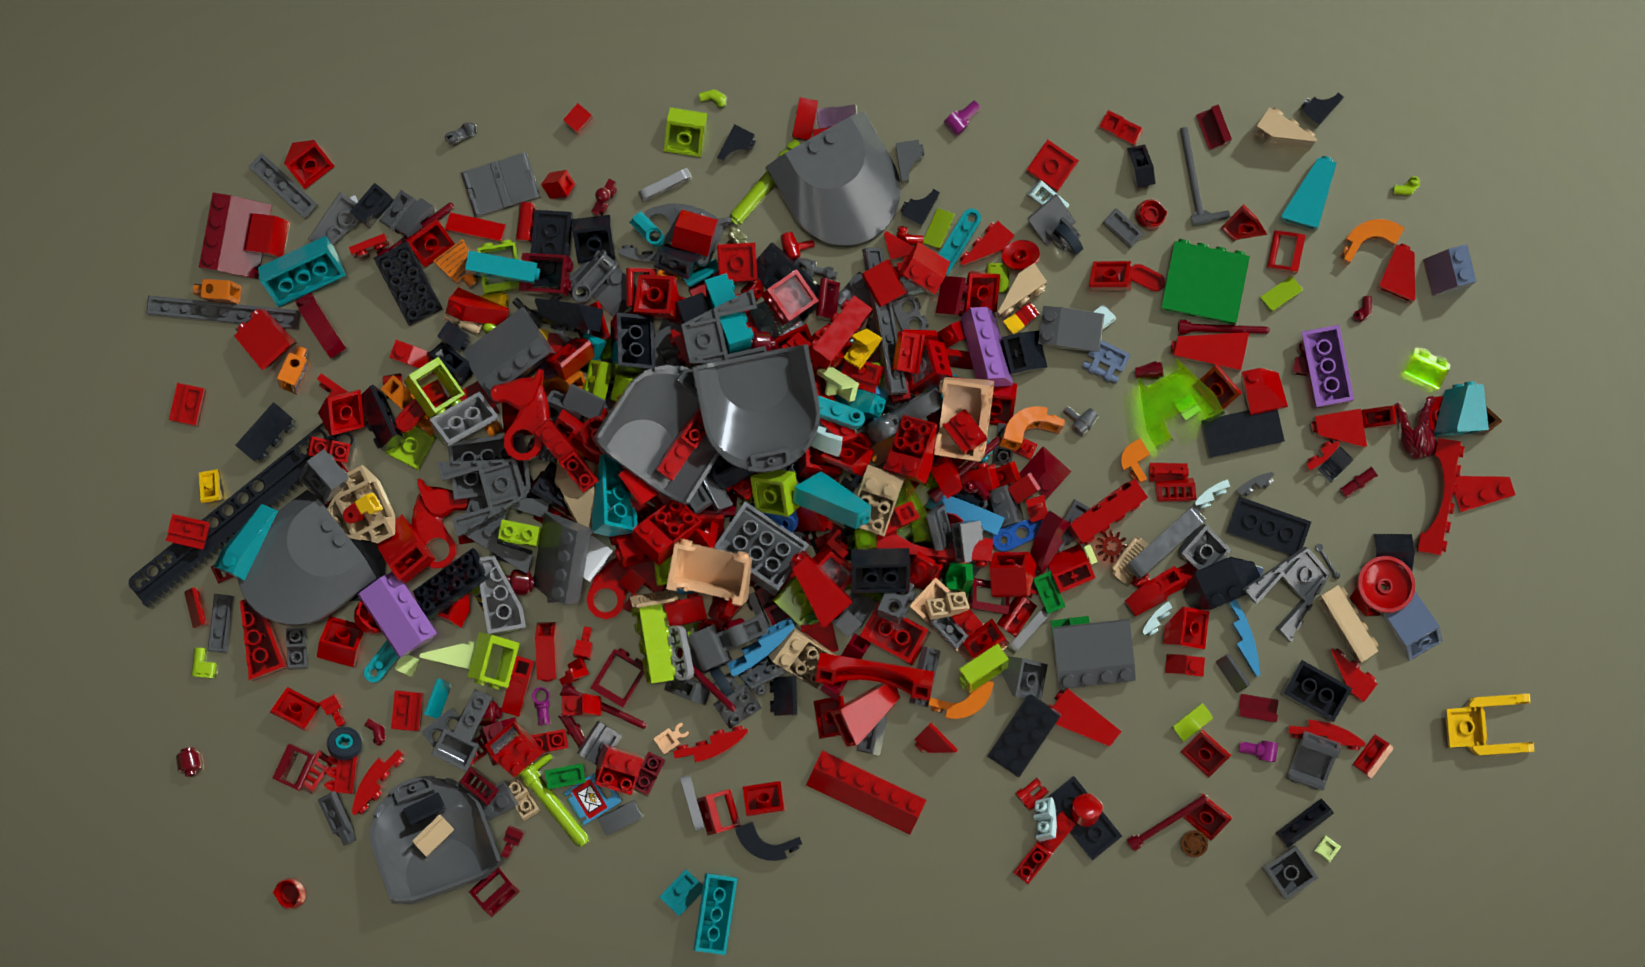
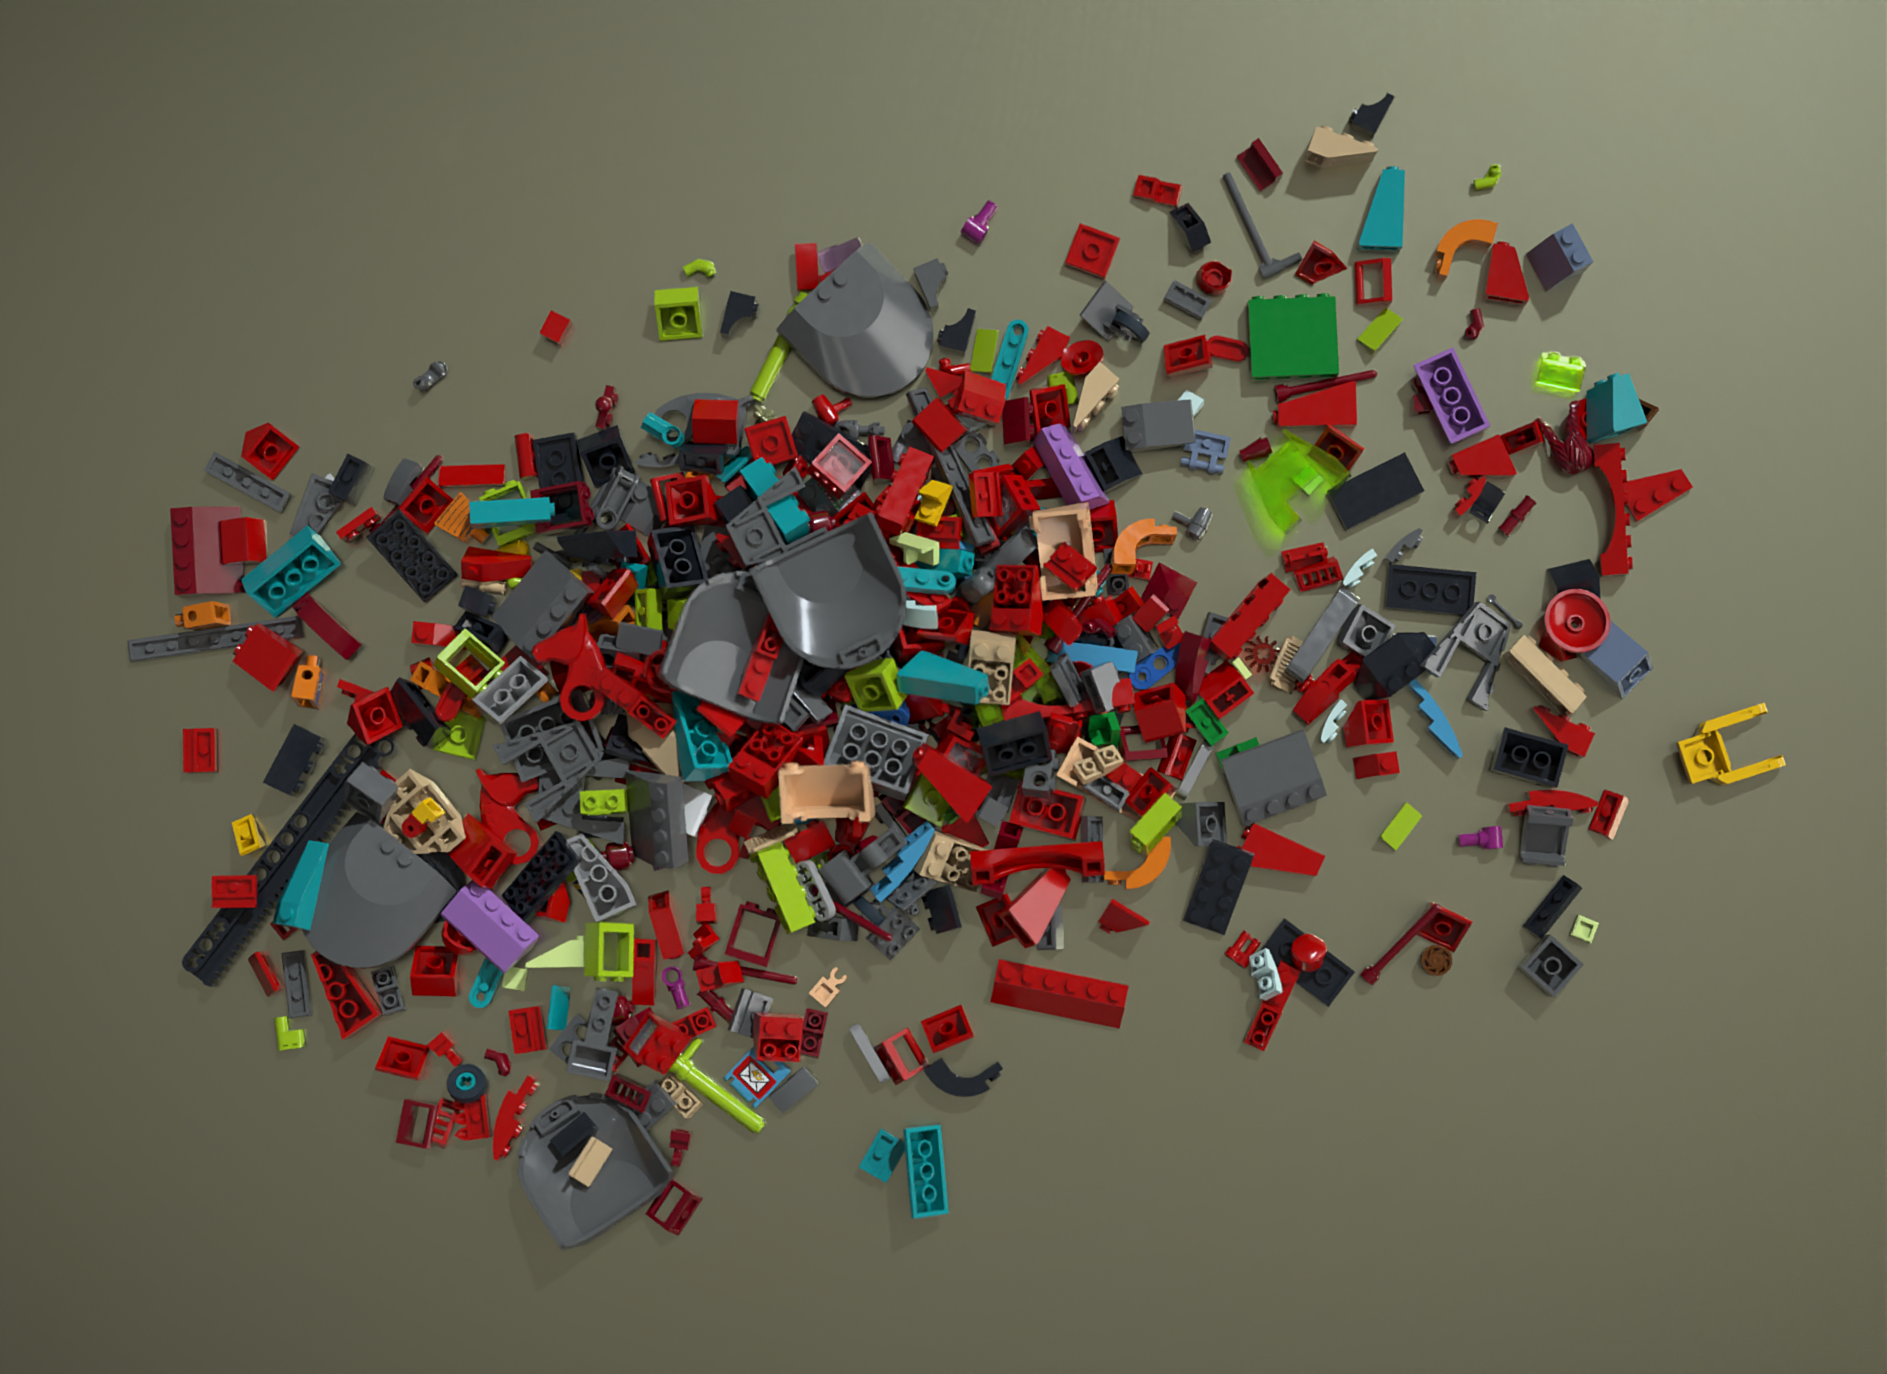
camera: 10 degrees left, 0 degrees up
(189, 761) = (299, 1147): dark red head -> none
(290, 893) = (447, 1265): red hair -> none
(337, 449) = (379, 759): red slope -> none
(337, 817) = (479, 1168): dark grey hinge -> none
(397, 209) = (380, 477): dark grey slope -> none
(500, 184) = (488, 421): dark grey piece -> none
(558, 184) = (552, 405): red panel -> none
(565, 776) = (721, 1059): green panel -> none
(664, 184) = (669, 377): light grey beam -> none
(719, 743) = (883, 980): red slope -> none
(1021, 318) = (1099, 428): leg -> none
(1039, 183) = (1083, 274): light aqua slope -> none
(1131, 456) = (1259, 552): orange brick -> none
(1205, 753) = (1423, 856): red slope -> none
(1232, 673) = (1431, 760): dark grey slope -> none
(1258, 708) = (1468, 792): dark red panel -> none
(1263, 390) = (1386, 441): red slope -> none

